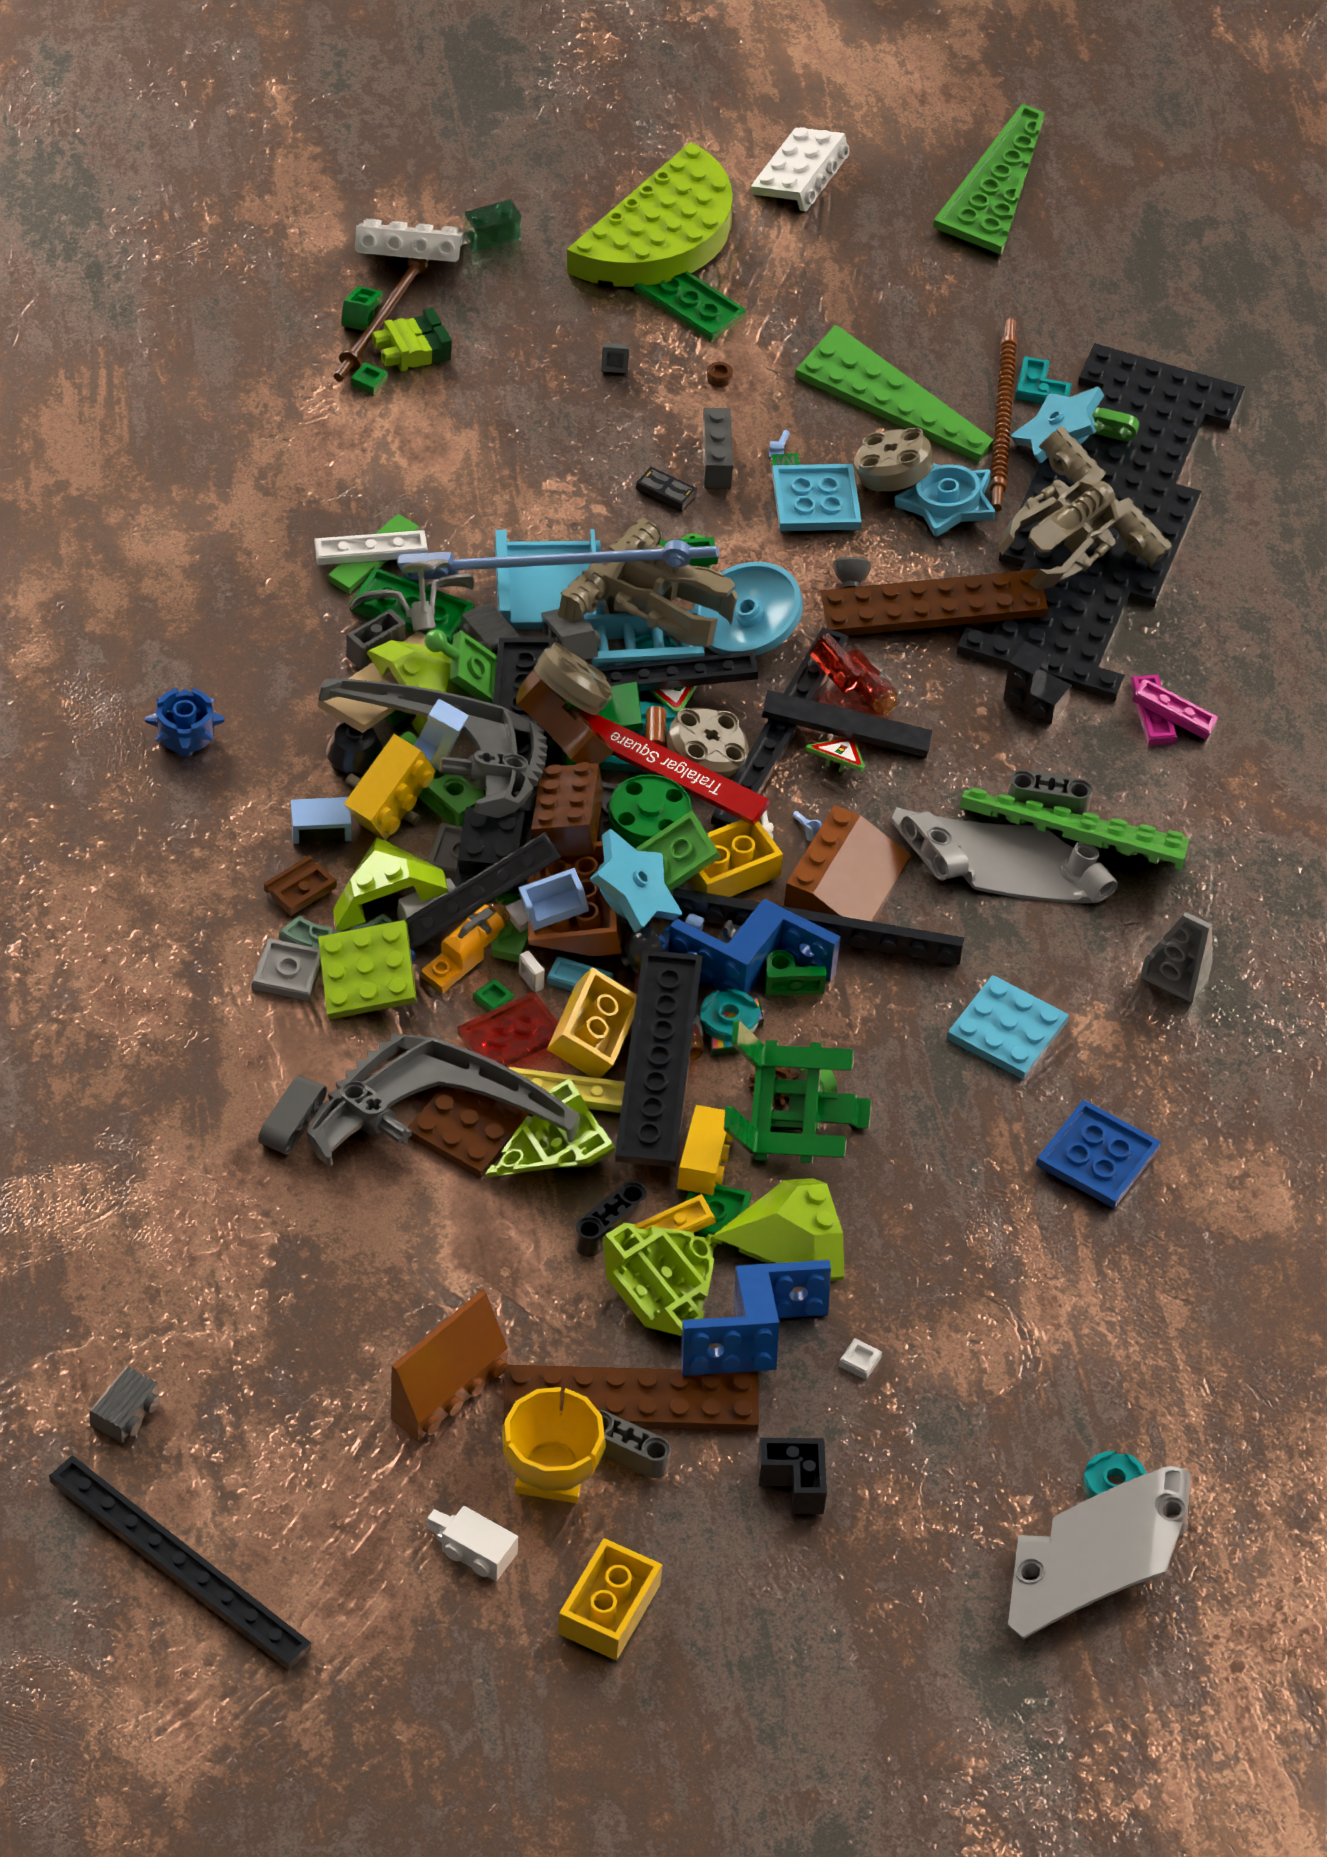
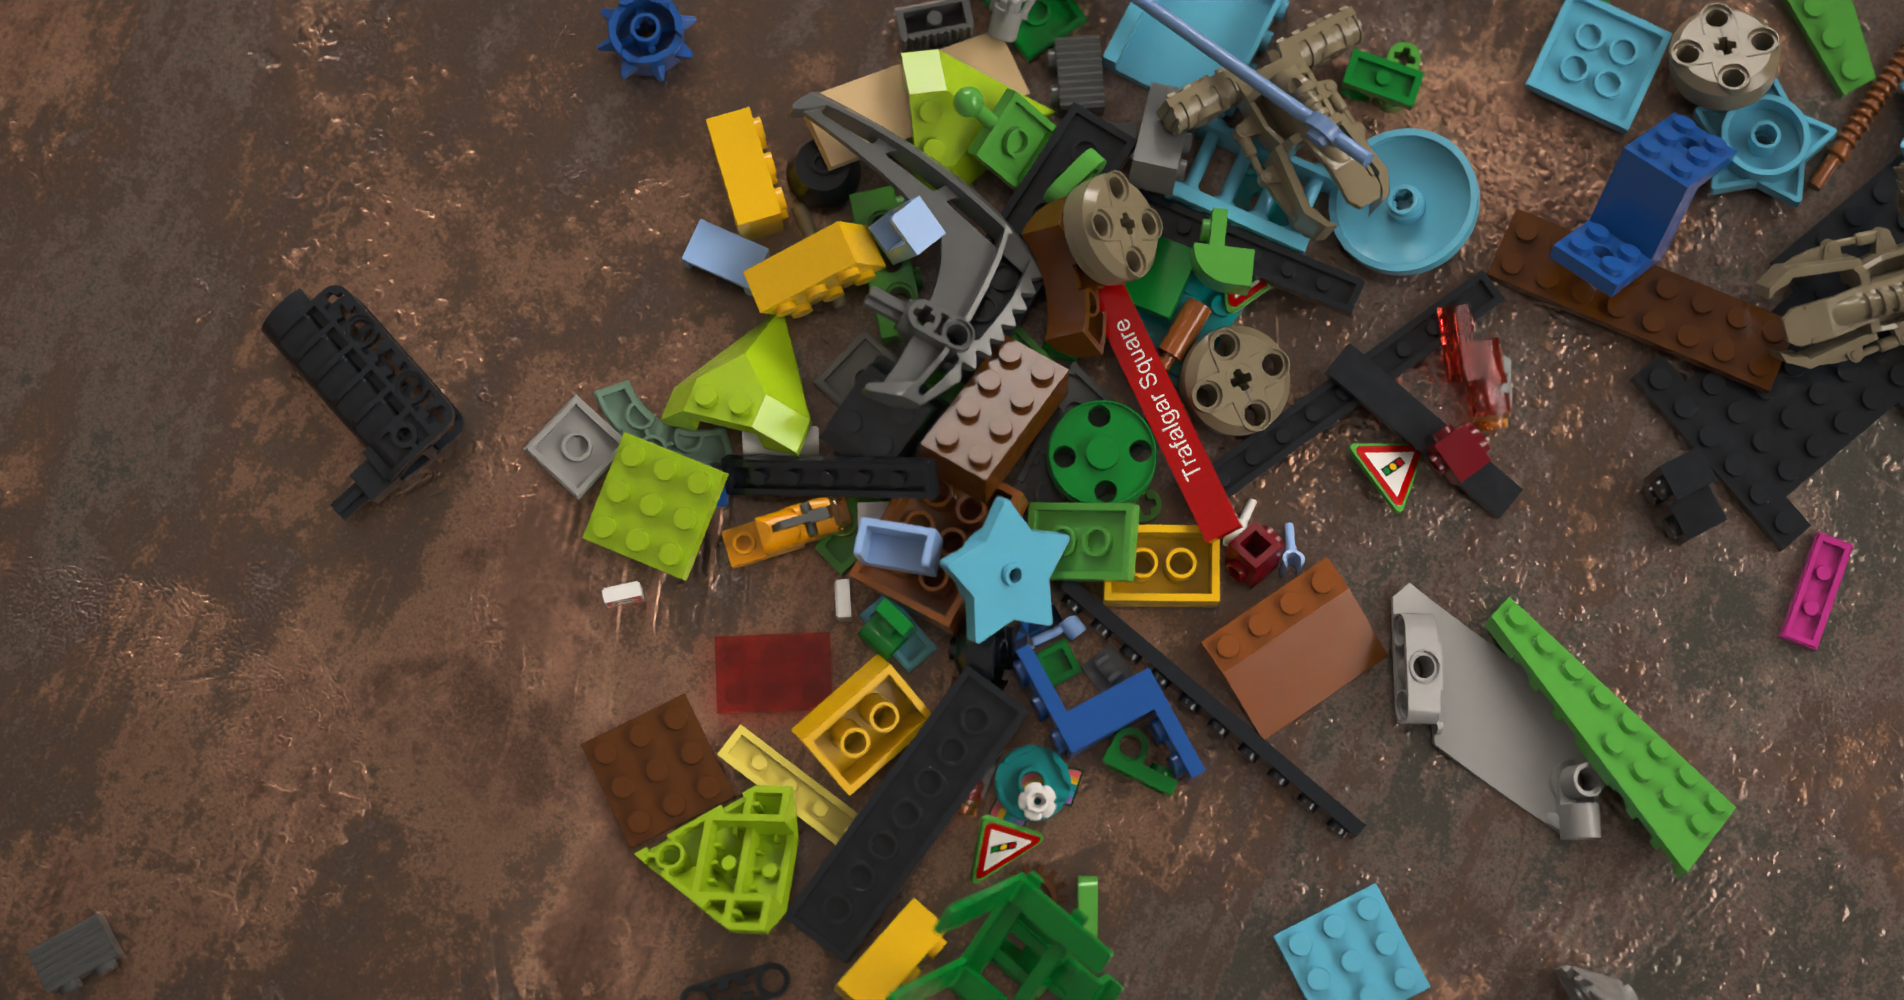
camera: 30 degrees right, 30 degrees up
(120, 981) = (362, 393): none -> black piece
(292, 1114) = (466, 659): dark grey beam -> none
(300, 885) = (652, 338): reddish brown plate -> none
(304, 761) = (747, 173): none -> yellow brick
(377, 1031) = (623, 594): none -> white tile
(423, 1066) = (617, 679): dark grey piece -> none
(492, 996) = (785, 608): green tile -> none
(527, 665) = (1083, 168): none -> bright green beam
(575, 957) = (886, 630): none -> green plate
(655, 676) = (1221, 266): none -> bright green brick
(729, 1060) = (1000, 844): none -> piece
(742, 1012) = (1047, 805): none -> white plate
(786, 828) = (1253, 554): none -> dark red brick
(851, 570) = (1570, 200): dark grey brick -> none
(878, 717) = (1458, 452): none -> dark red brick
(899, 540) = (1642, 204): none -> blue bracket
(1051, 790) = (1620, 656): dark grey beam -> none
(1175, 708) = (1838, 611): dark pink tile -> none

